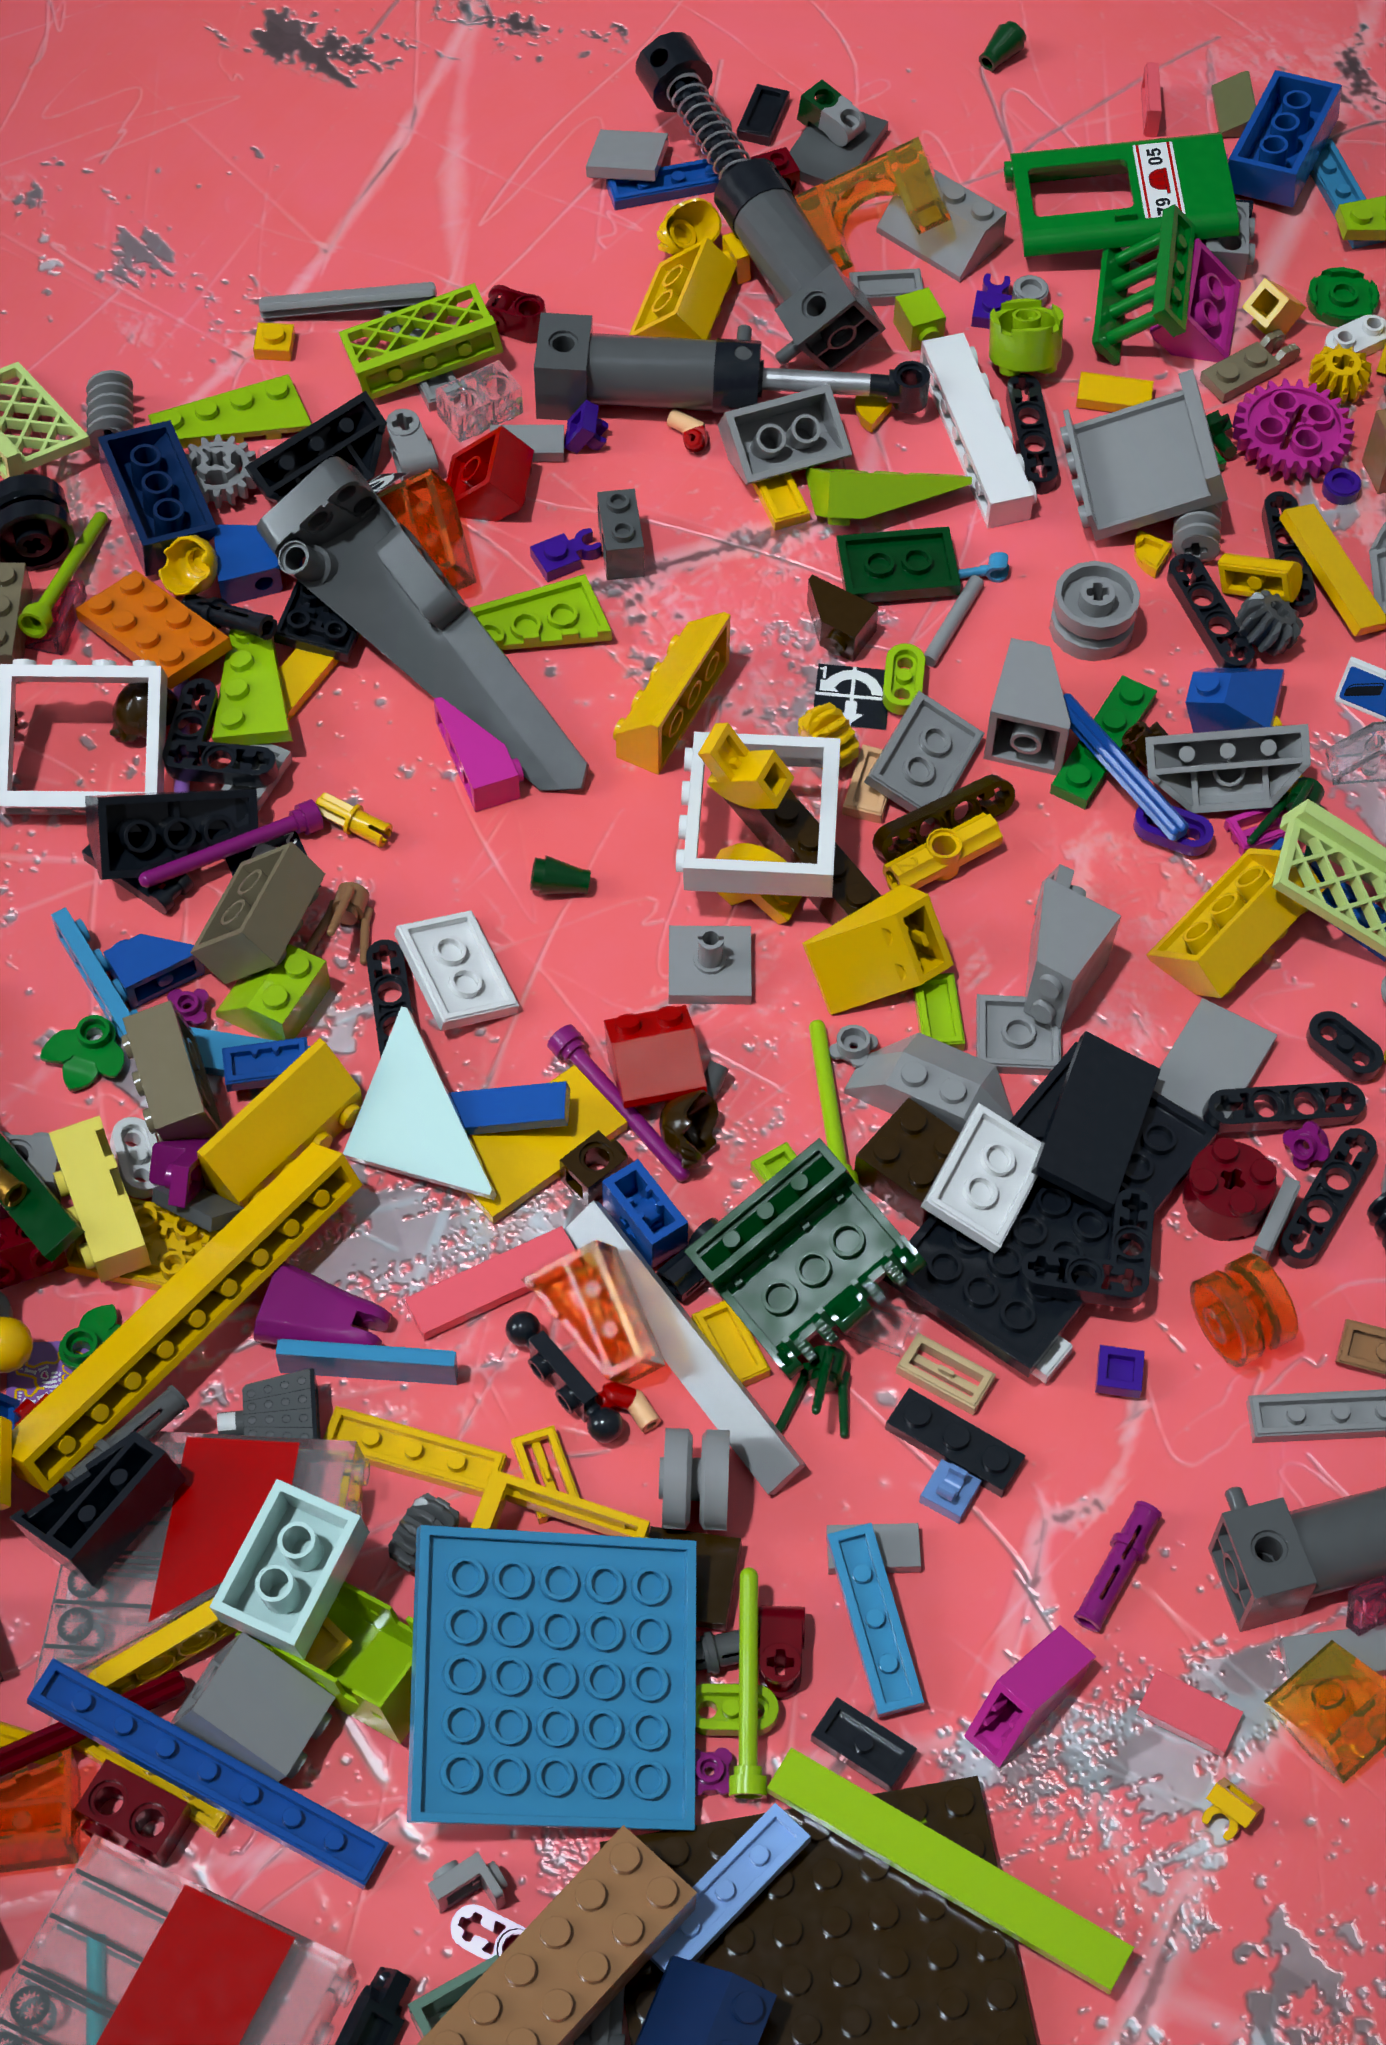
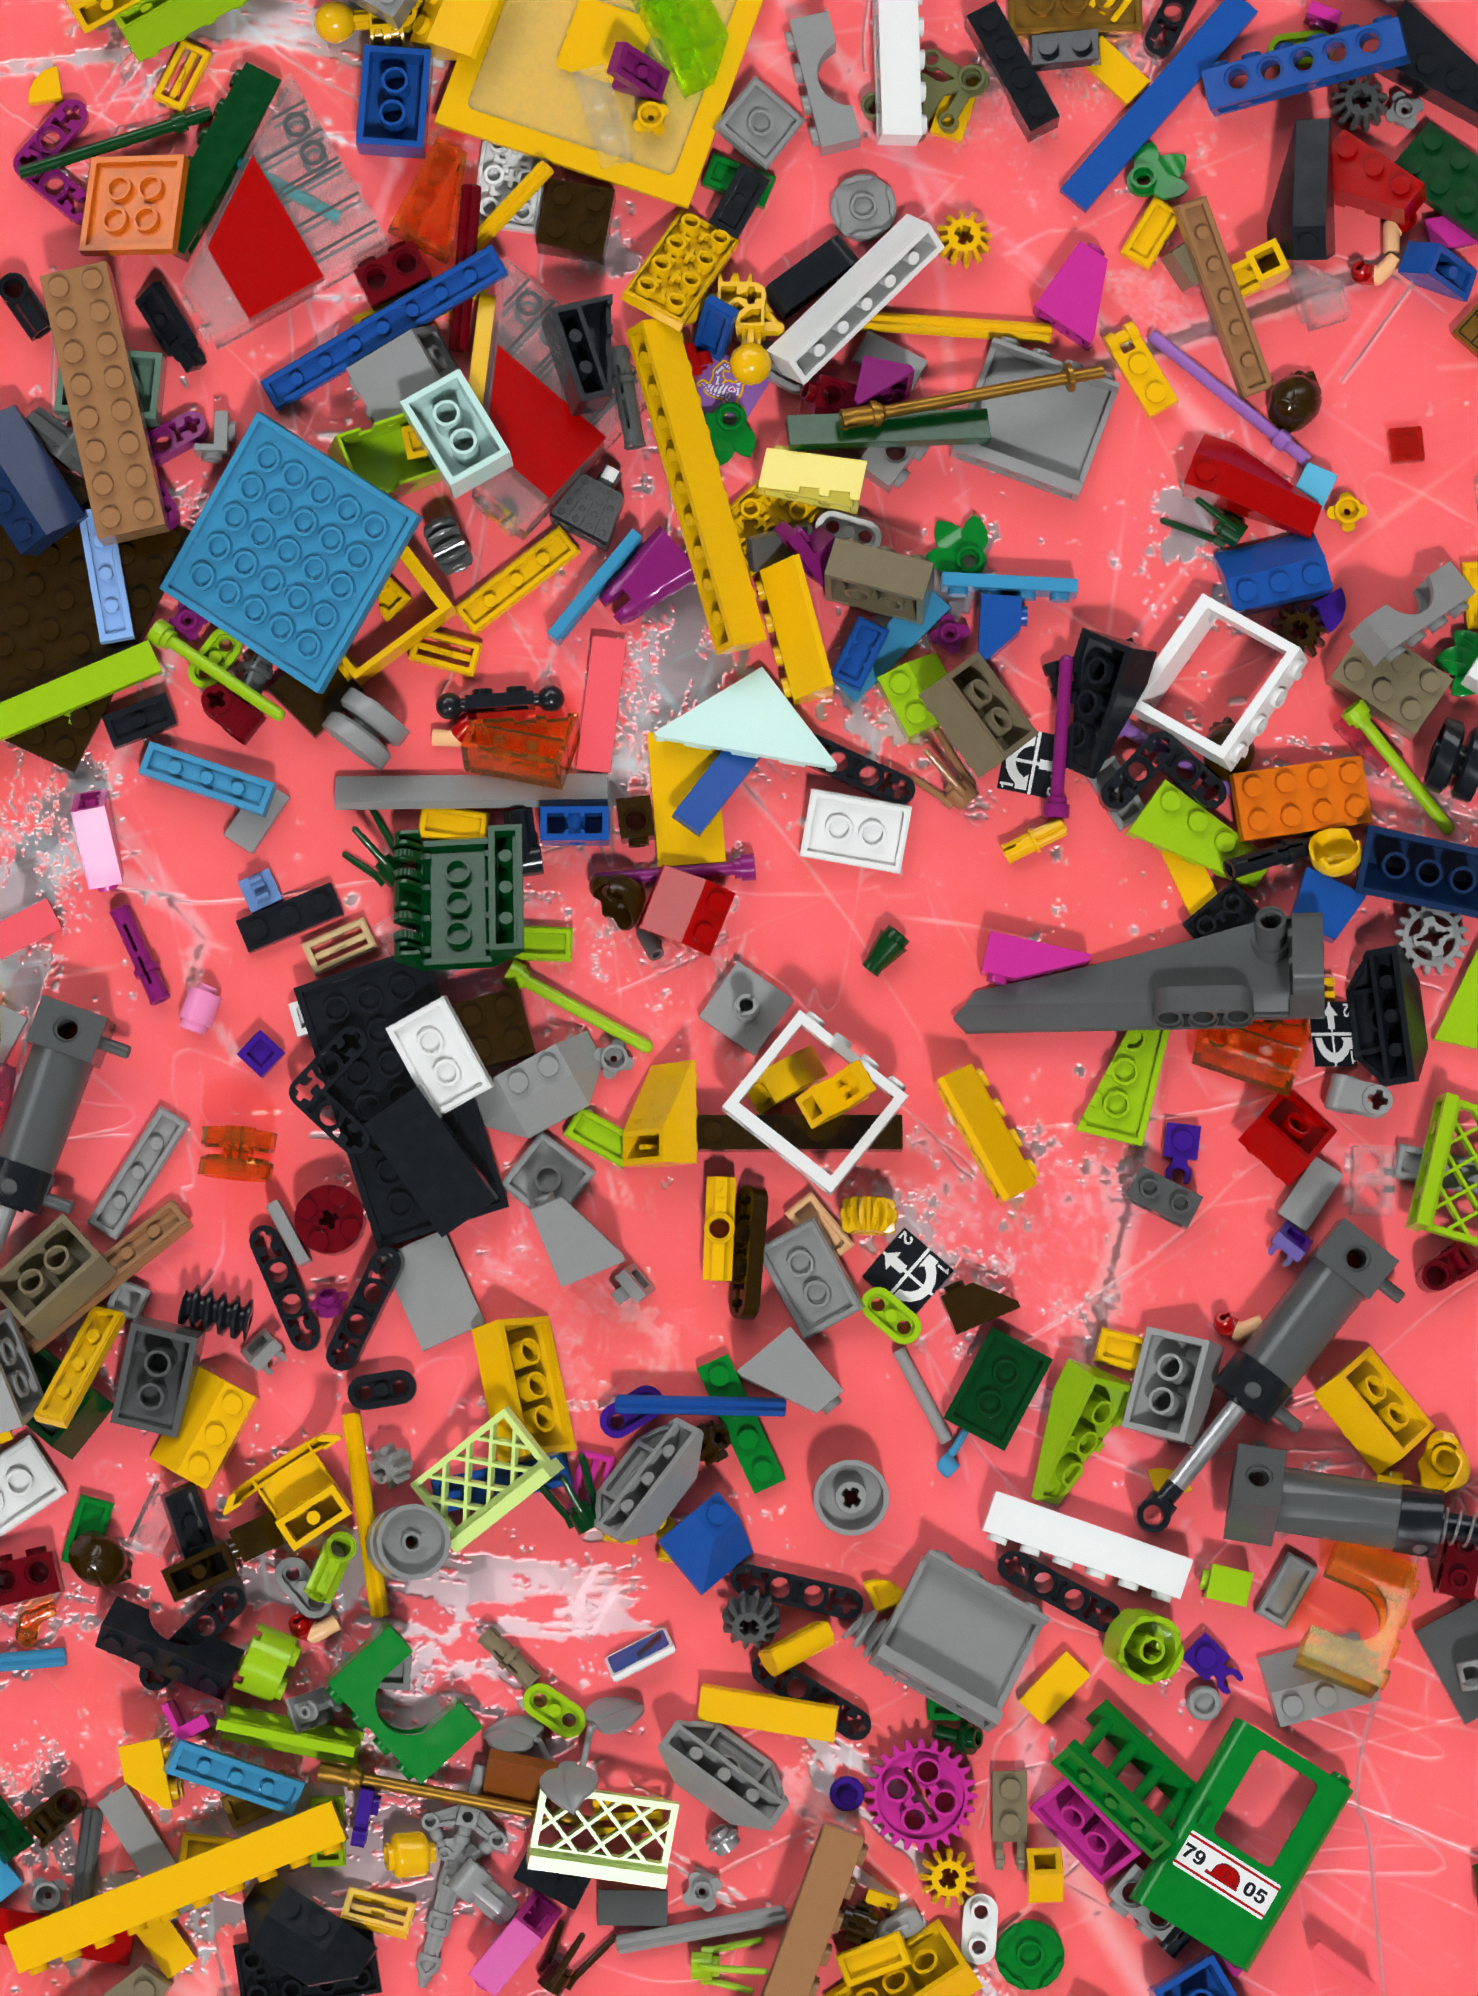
camera: 125 degrees right, 25 degrees up
(1125, 1461) = (199, 1008): none -> bright pink brick

